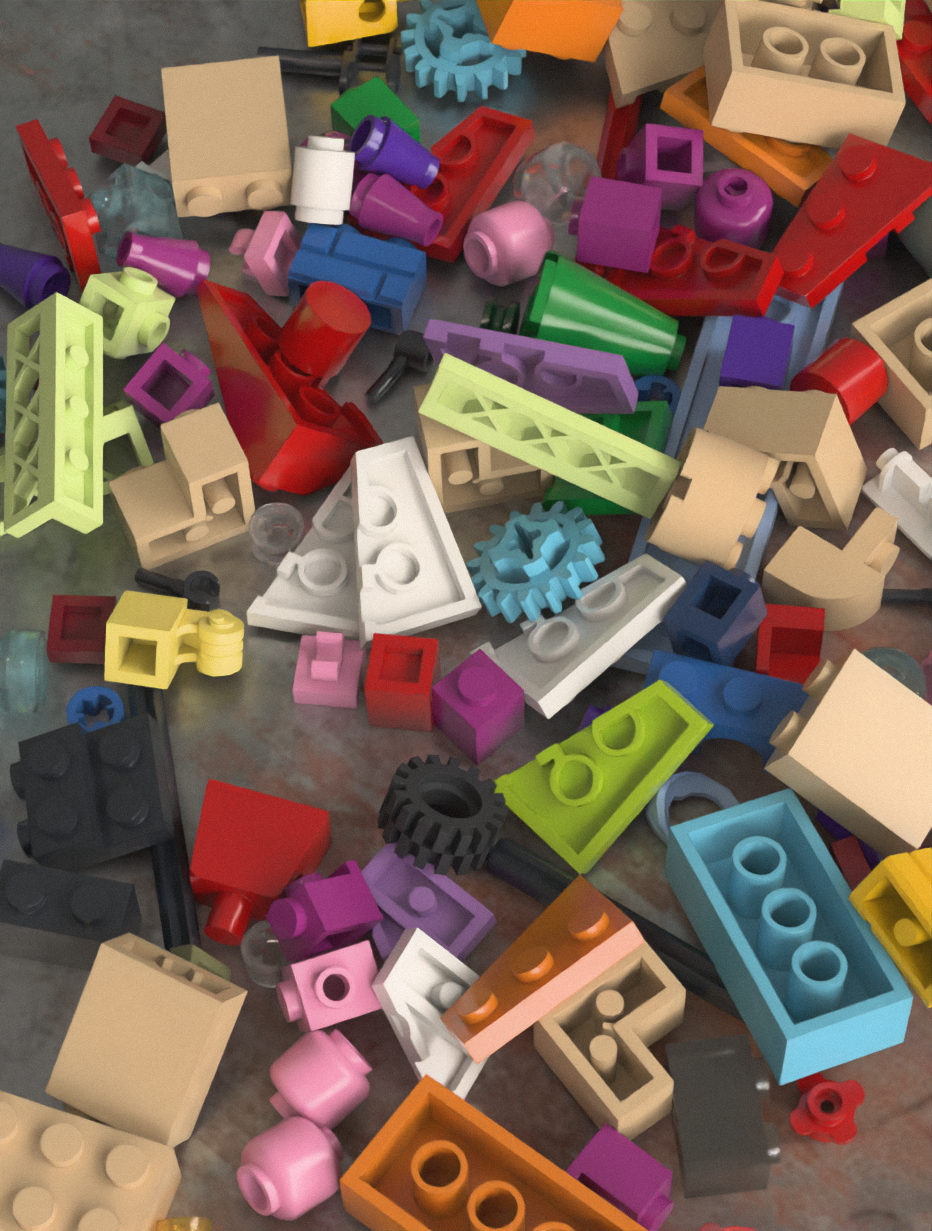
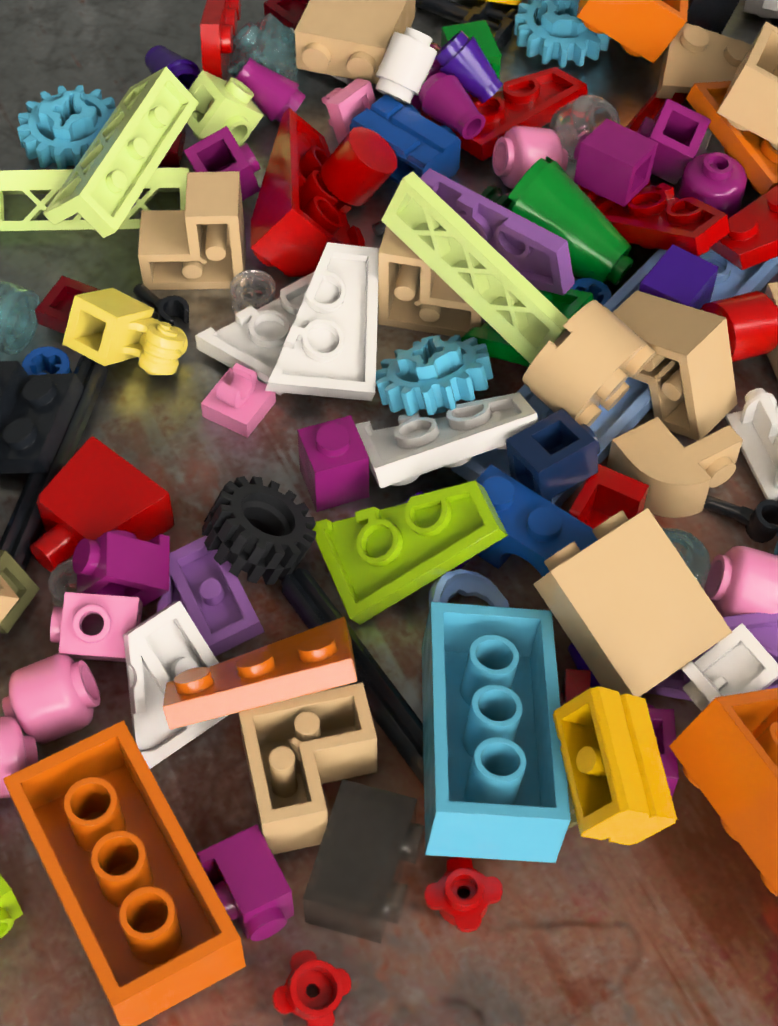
camera: 20 degrees right, 5 degrees down
(401, 682) = (275, 419): red panel -> none

